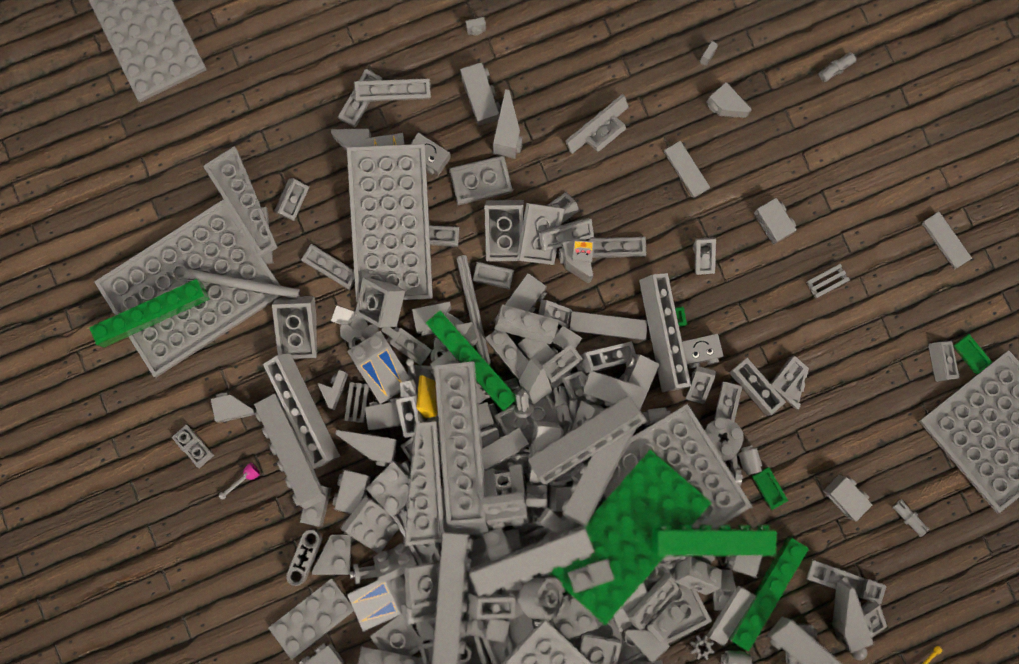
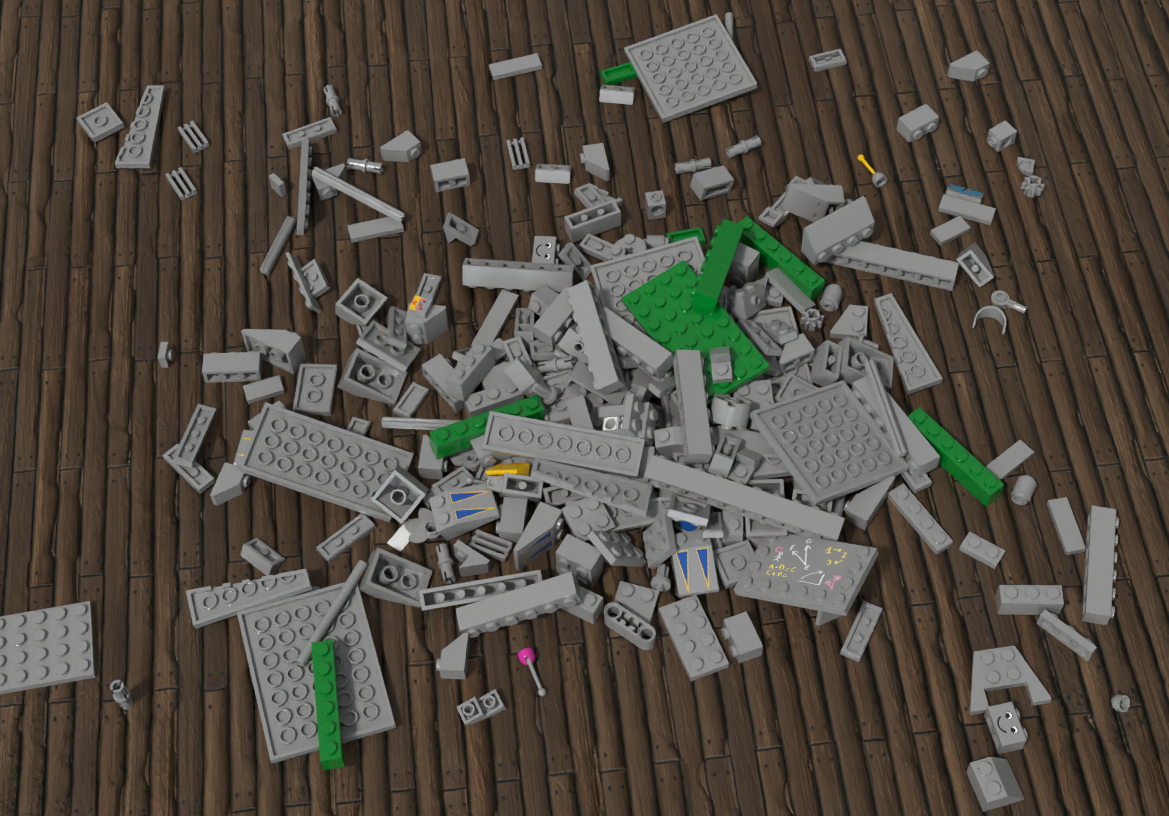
camera: 70 degrees left, 25 degrees down
(117, 132) = (121, 695): none -> light grey pin
(325, 367) = (445, 564): none -> light grey pin
(466, 132) = (263, 389): none -> light grey tile
(583, 189) = (359, 303): none -> light grey slope
(636, 81) = (277, 245): none -> light grey axle
(711, 80) = (304, 185): none -> light grey wing
(715, 138) = (358, 194): none -> light grey axle
(762, 131) = (365, 165): none -> light grey pin
(788, 59) = (312, 132): none -> light grey tile
(794, 160) = (402, 148): none -> light grey slope
(800, 445) = (655, 205): none -> light grey brick
(814, 325) = (553, 173): none -> light grey slope
(841, 365) = (595, 160): none -> light grey slope
(867, 470) = (692, 165): none -> light grey pin

